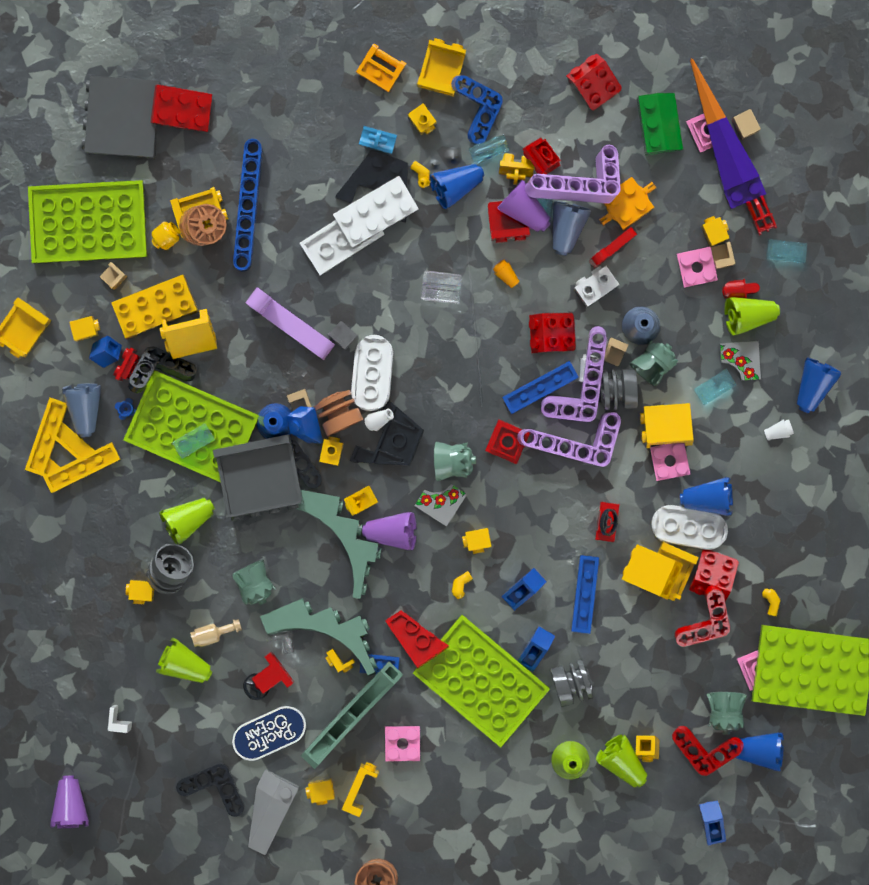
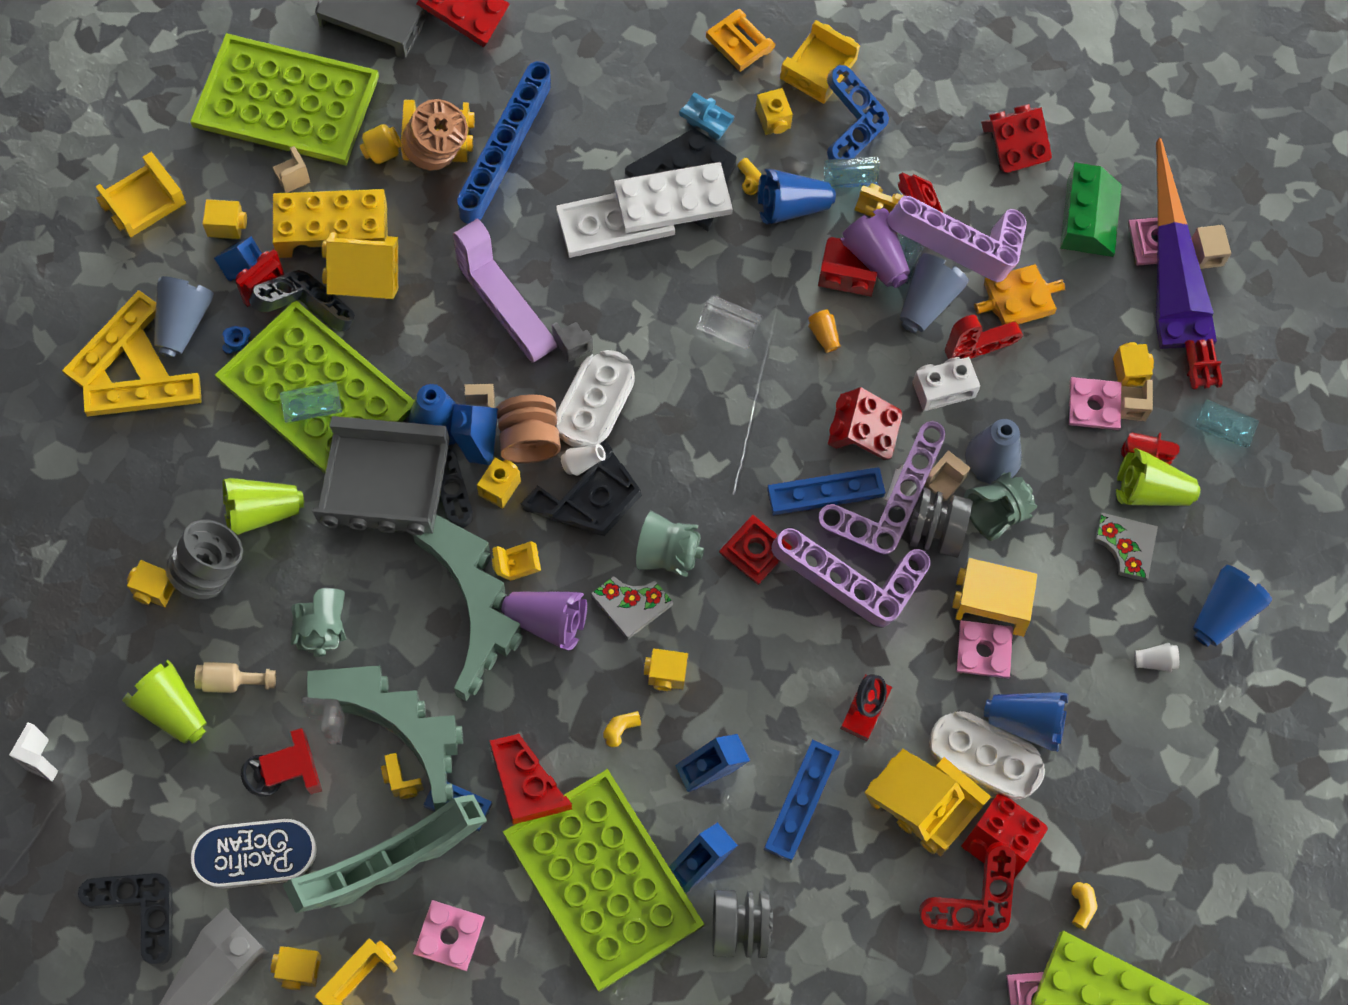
camera: 10 degrees right, 20 degrees down
(715, 387) = (1077, 570): clear light blue plate -> none

